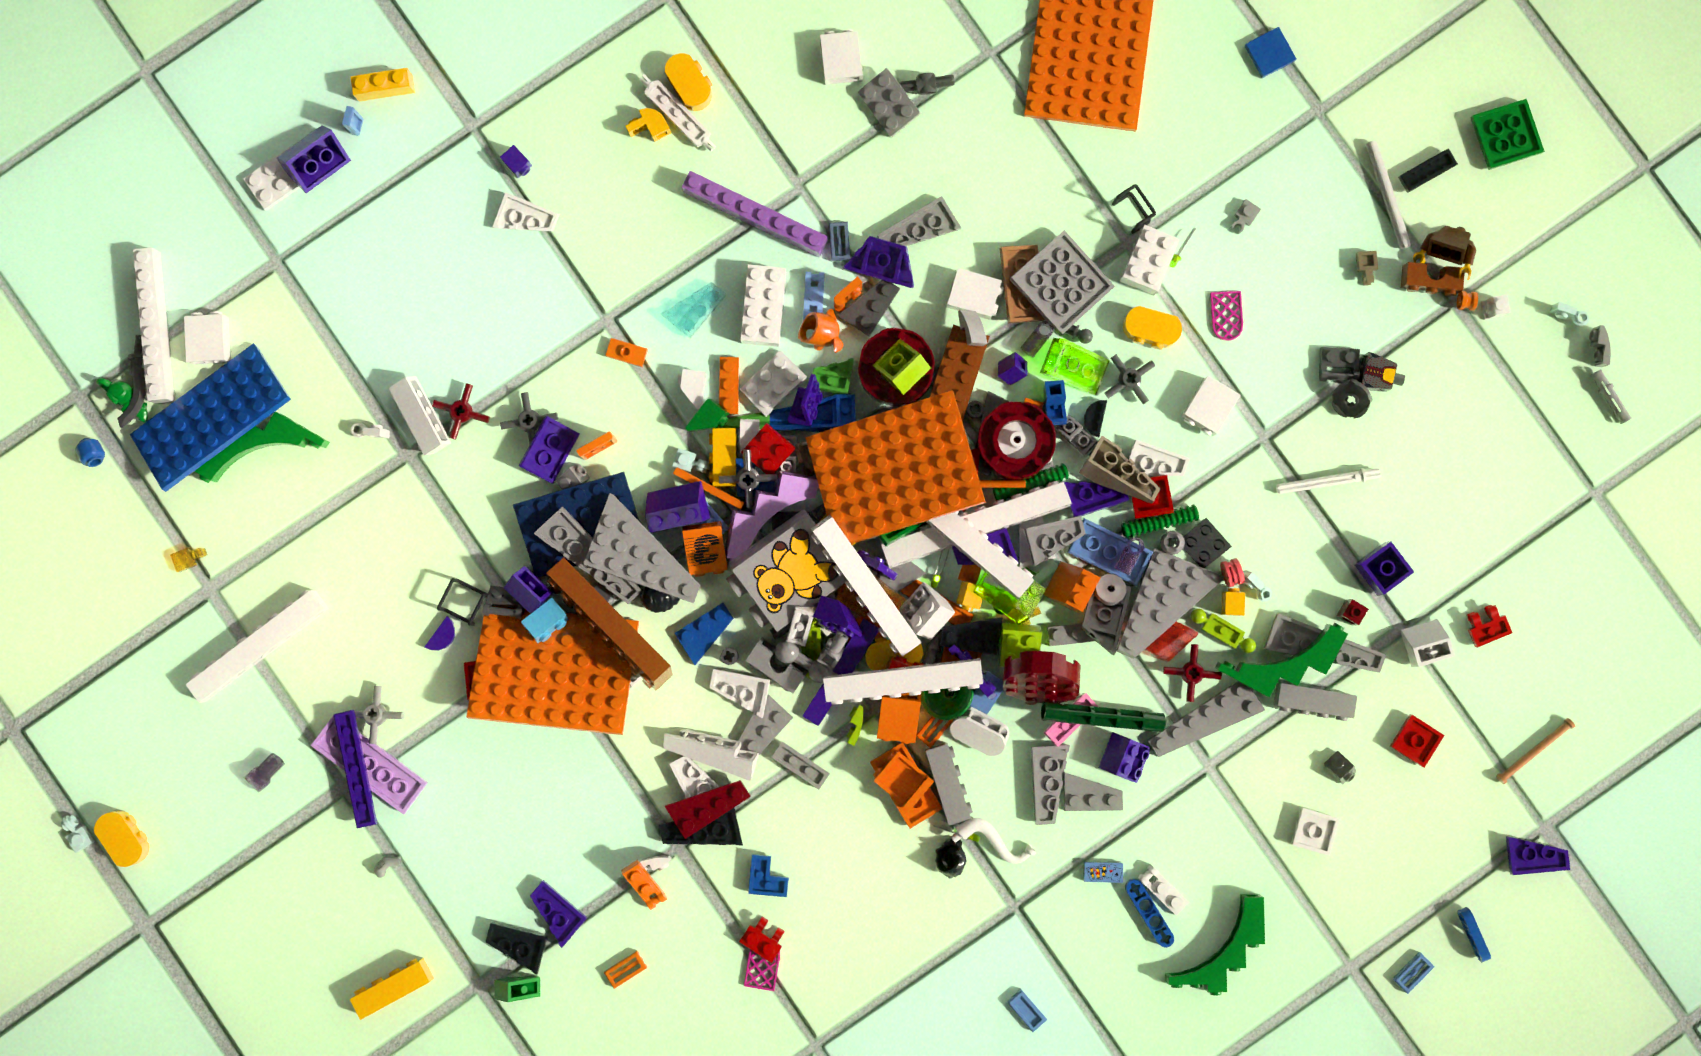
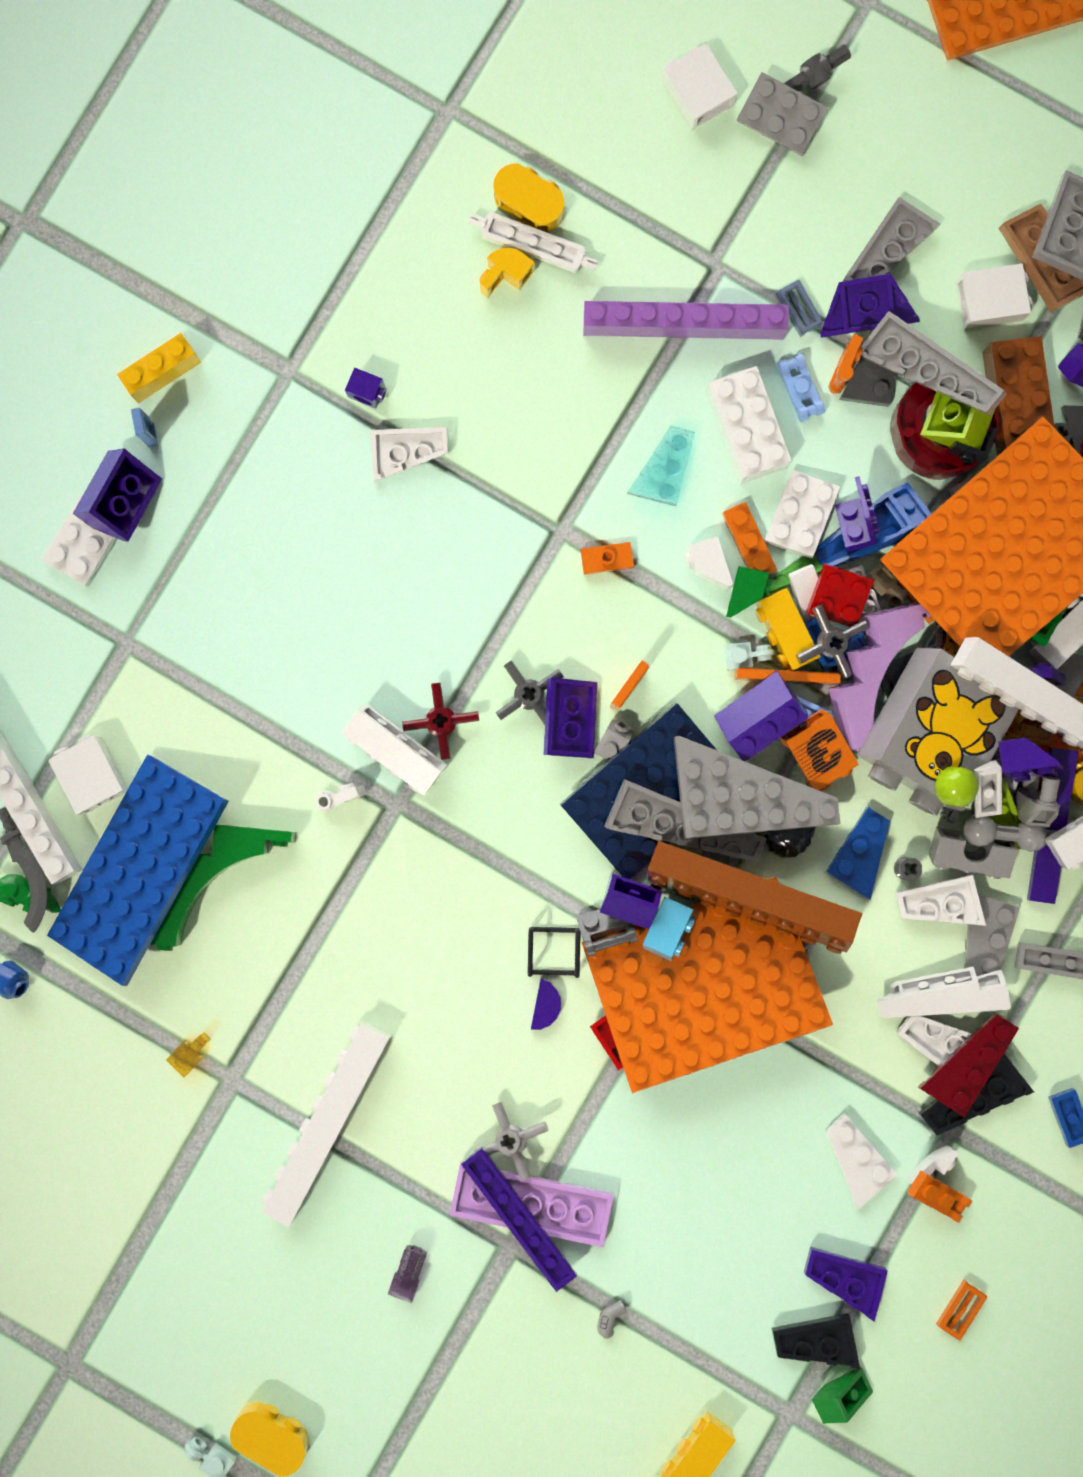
camera: 20 degrees left, 0 degrees up
(604, 837) = (860, 1162): none -> white wing
(778, 612) = (957, 786): none -> lime hair
(825, 330) = (838, 421): orange piece -> none
(835, 376) = (875, 470): bright green wing -> none
(893, 312) = (919, 359): none -> light grey wing
(896, 394) = (969, 454): none -> black bracket
(973, 328) = (1026, 336): light grey slope -> none

